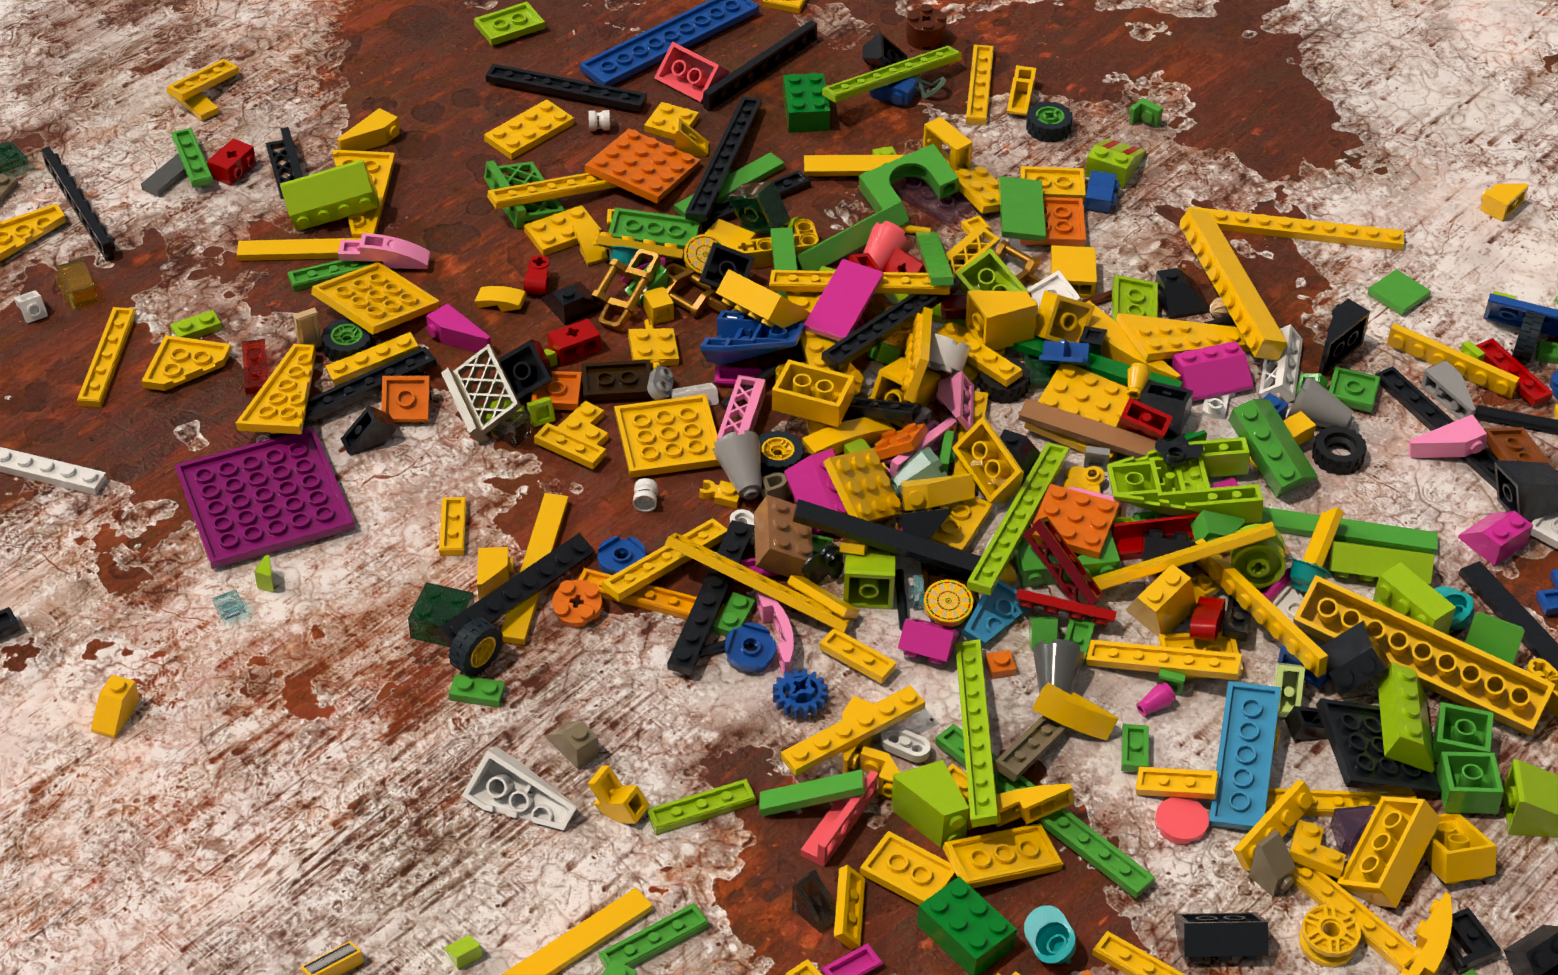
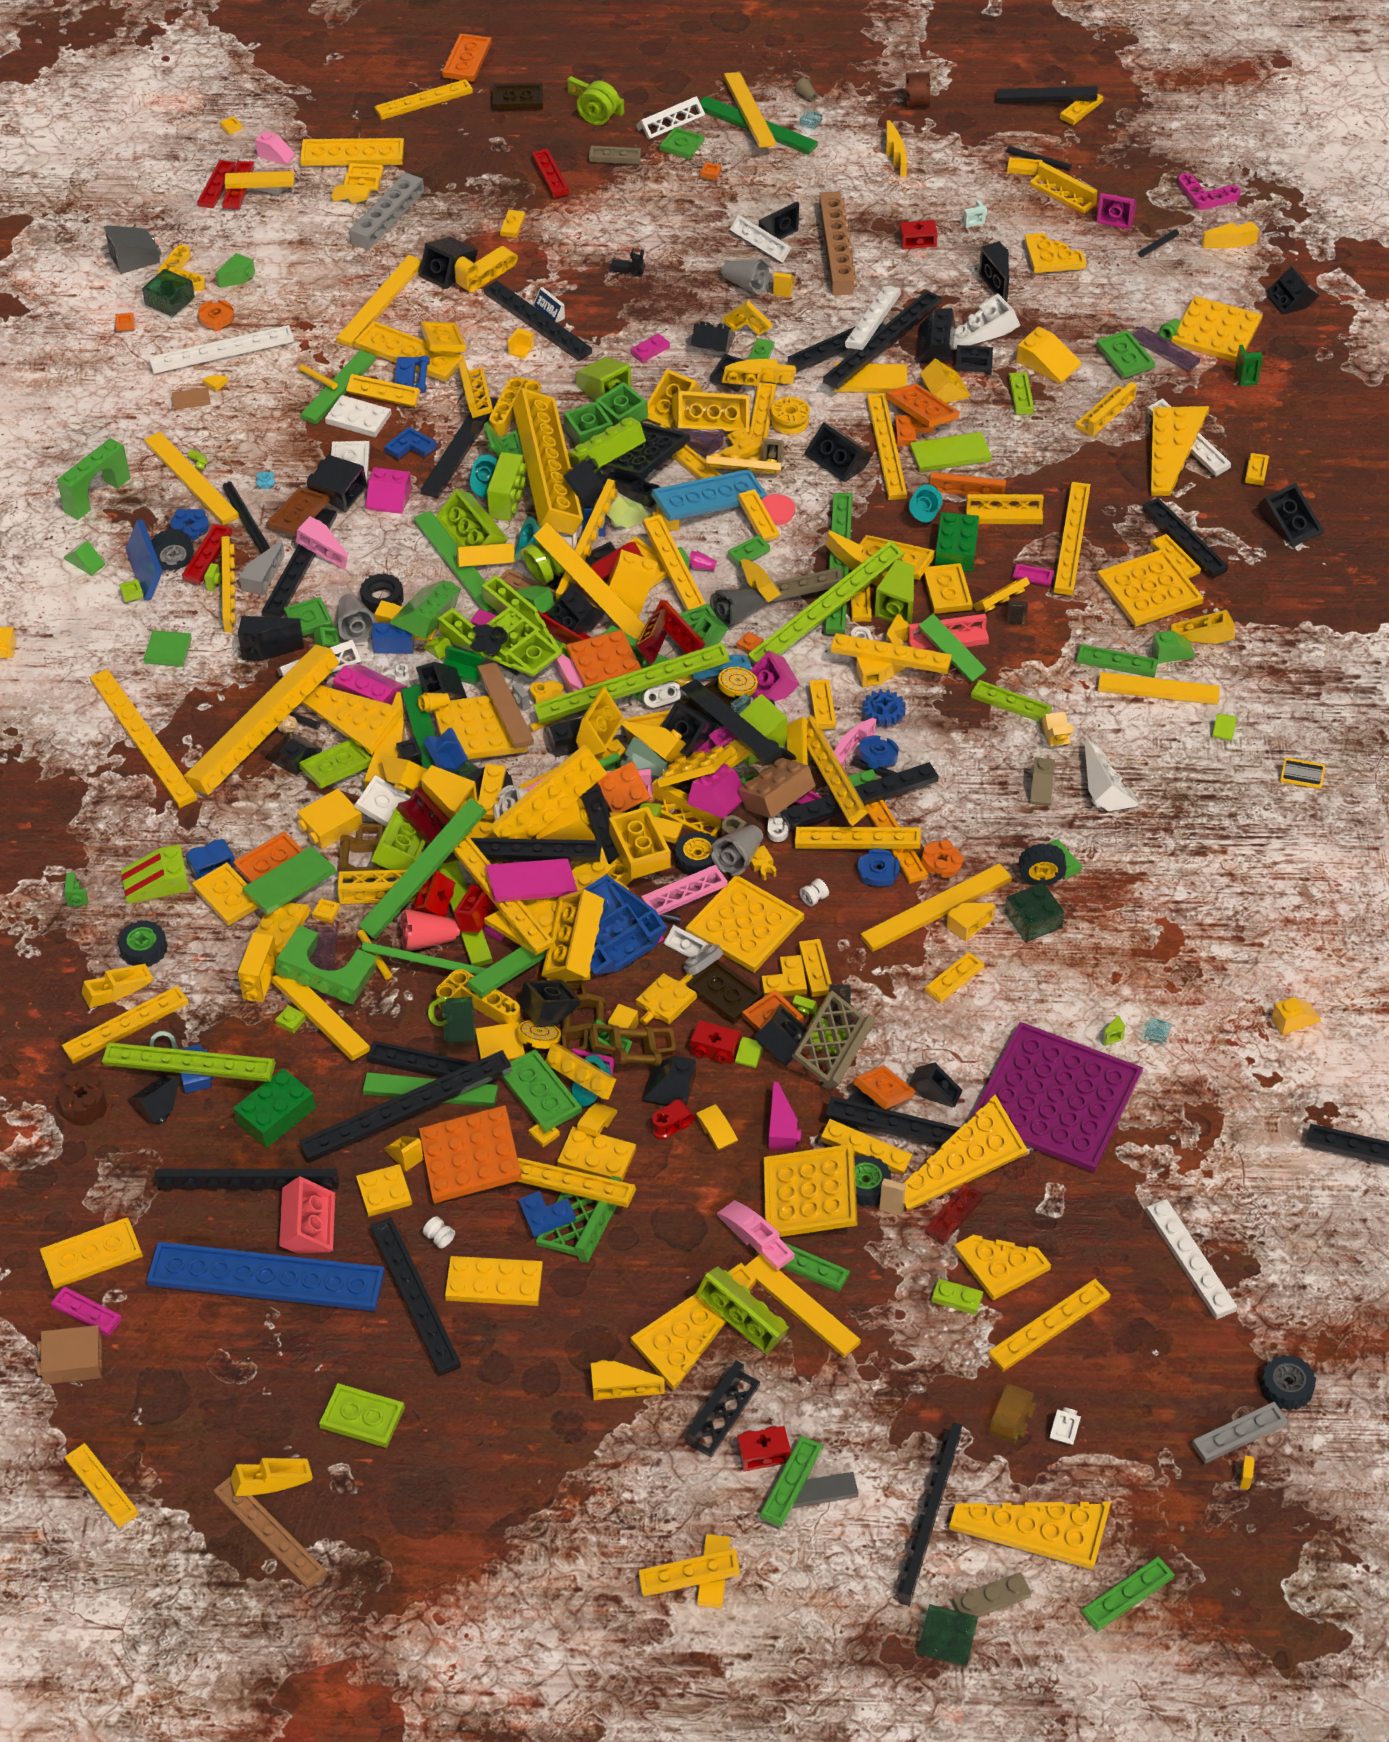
camera: 130 degrees left, 5 degrees up
(521, 586) = (973, 884): black plate -> none
(544, 169) = (543, 1218): none -> blue plate
(1144, 420) = (473, 676): red brick -> none

